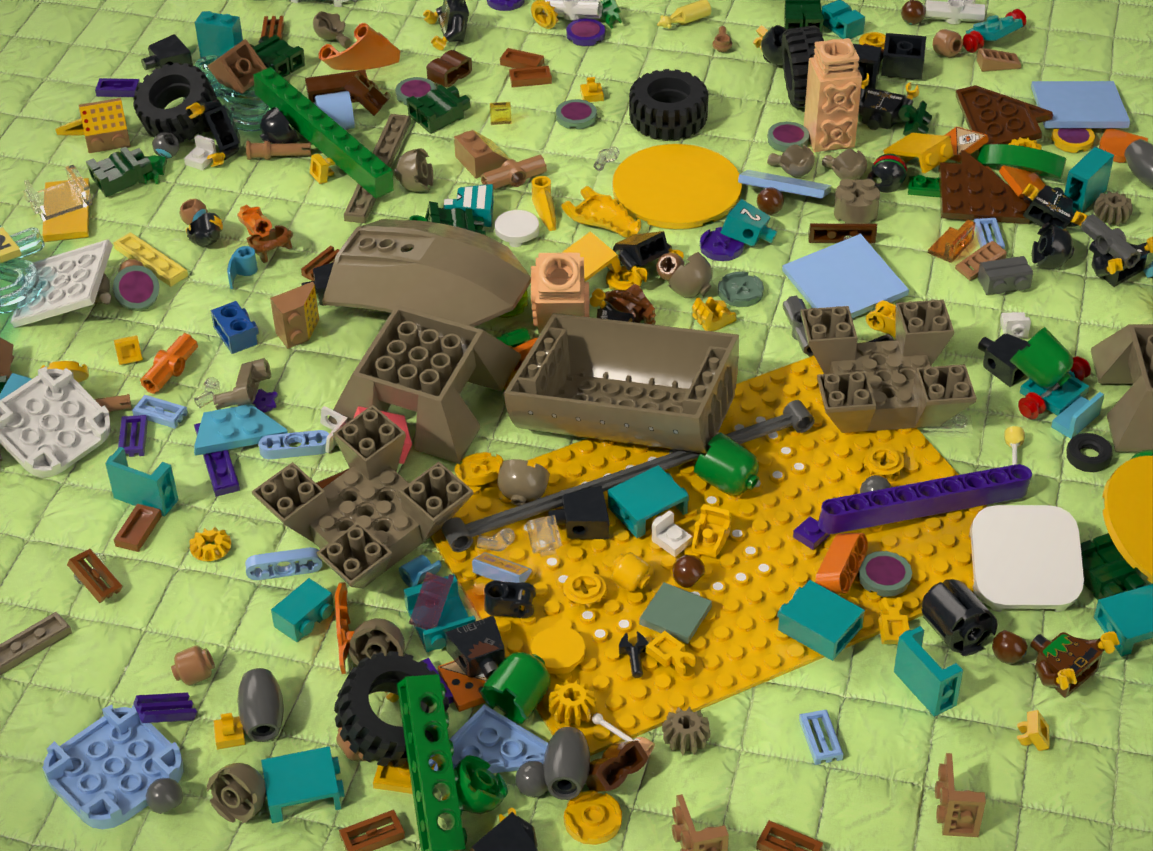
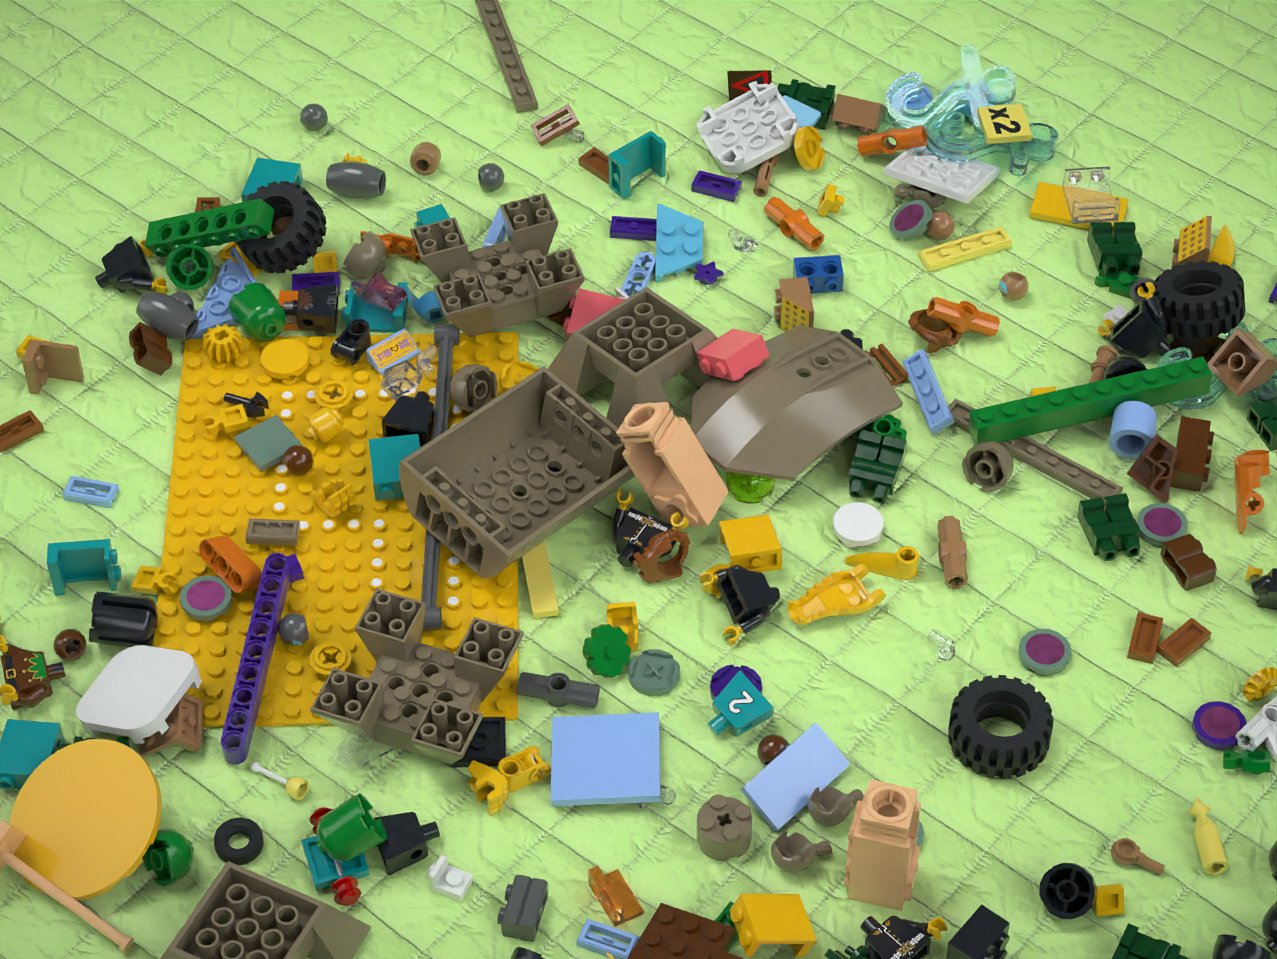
camera: 115 degrees right, 5 degrees up
(32, 322) = (904, 138): none -> orange piece
(110, 767) = (366, 104): light blue tile -> none
(158, 414) = (741, 210): light blue tile -> none
(162, 703) = (393, 116): dark purple tile -> none
(200, 599) = (490, 177): none -> dark grey piece
(205, 229) = (978, 288): black hair -> none
(210, 552) = (563, 200): yellow gear -> none
(237, 792) = (287, 147): dark tan cylinder -> none
(242, 263) = (913, 298): dark azure panel -> none
(246, 385) = (738, 266): dark tan beam -> none
(341, 229) = (928, 391): none -> light blue tile
(413, 287) = (733, 354): none -> coral brick
(478, 153) = (1002, 536): medium nougat slope -> none
(478, 198) = (909, 499): teal torso -> none
(500, 113) = (1071, 577): clear yellow tile -> none
(591, 91) = (1082, 682): yellow tile -> none
(593, 817) = (117, 333): yellow tile -> none
(646, 744) = (162, 377): white hinge -> none
(668, 264) = (713, 618): medium nougat piece -> none
(669, 535) = (352, 471): white bracket -> none
(677, 186) = (861, 688): yellow tile -> none
(686, 730) = (154, 407): dark tan gear -> none
(693, 277) = (680, 625): dark tan cylinder -> none
(728, 466) = (389, 528): green cylinder -> none
(750, 308) = (606, 651): none -> green plant
(780, 557) = (273, 532): none -> dark tan plate
(797, 48) = (977, 862): black tyre -> none
(820, 619) = (185, 523): teal brick -> none
(836, 232) = (688, 798): reddish brown slope -> none
(891, 171) = (761, 879): black helmet -> none
(990, 251) = (565, 922): medium nougat slope -> none
(1078, 415) = (290, 859): medium azure panel -> none

